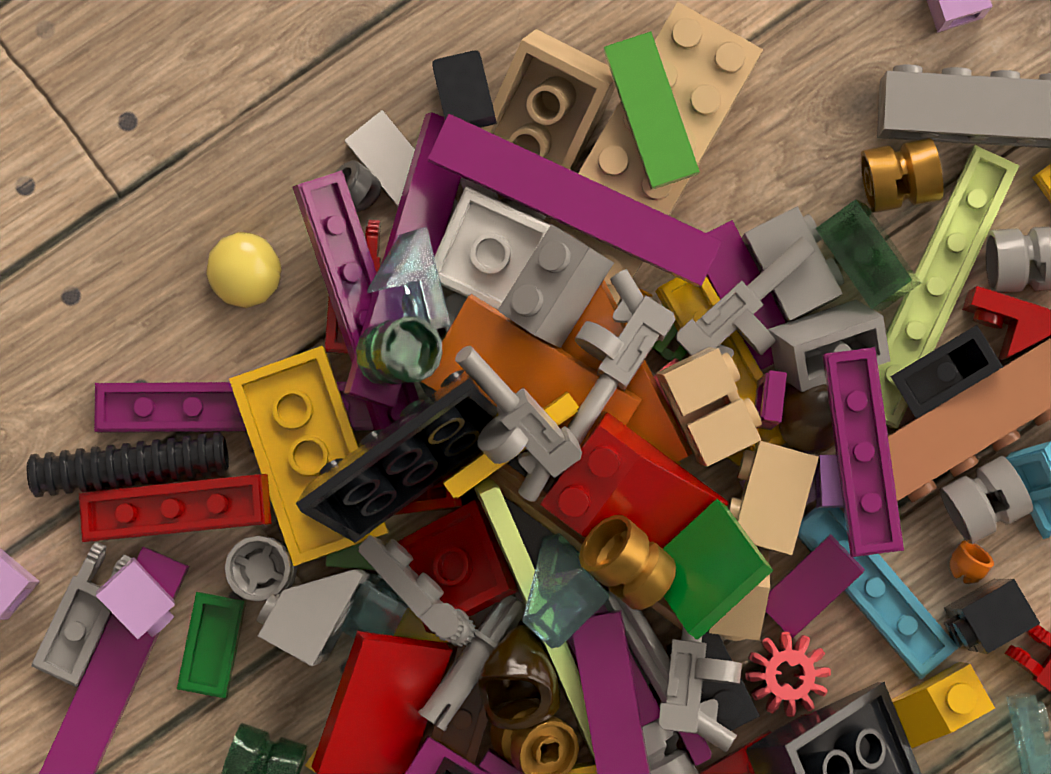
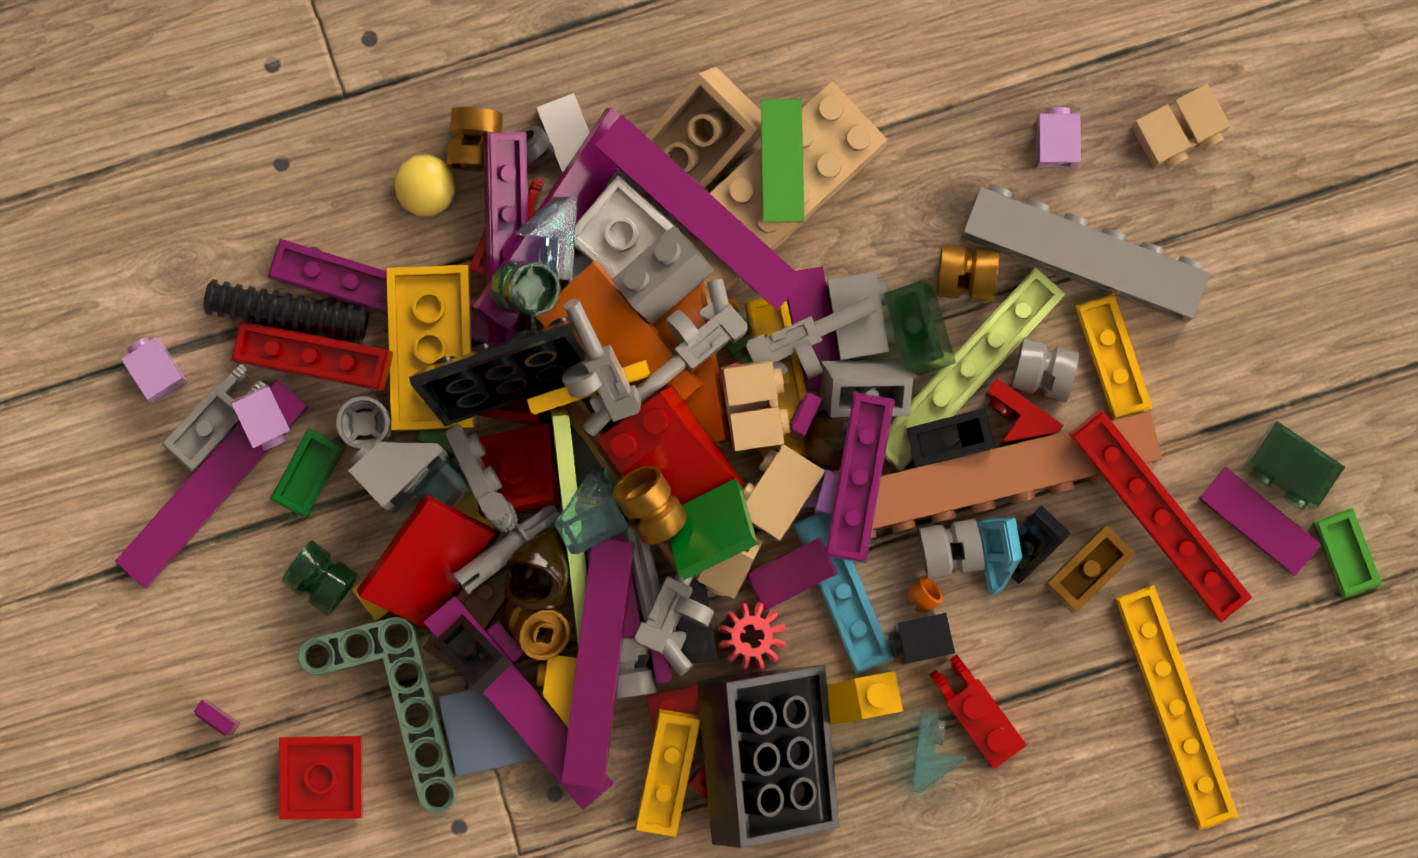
camera: 15 degrees right, 0 degrees up
(273, 183) = (467, 125): none -> pearl gold wheel
(464, 88) = (642, 98): black slope -> none

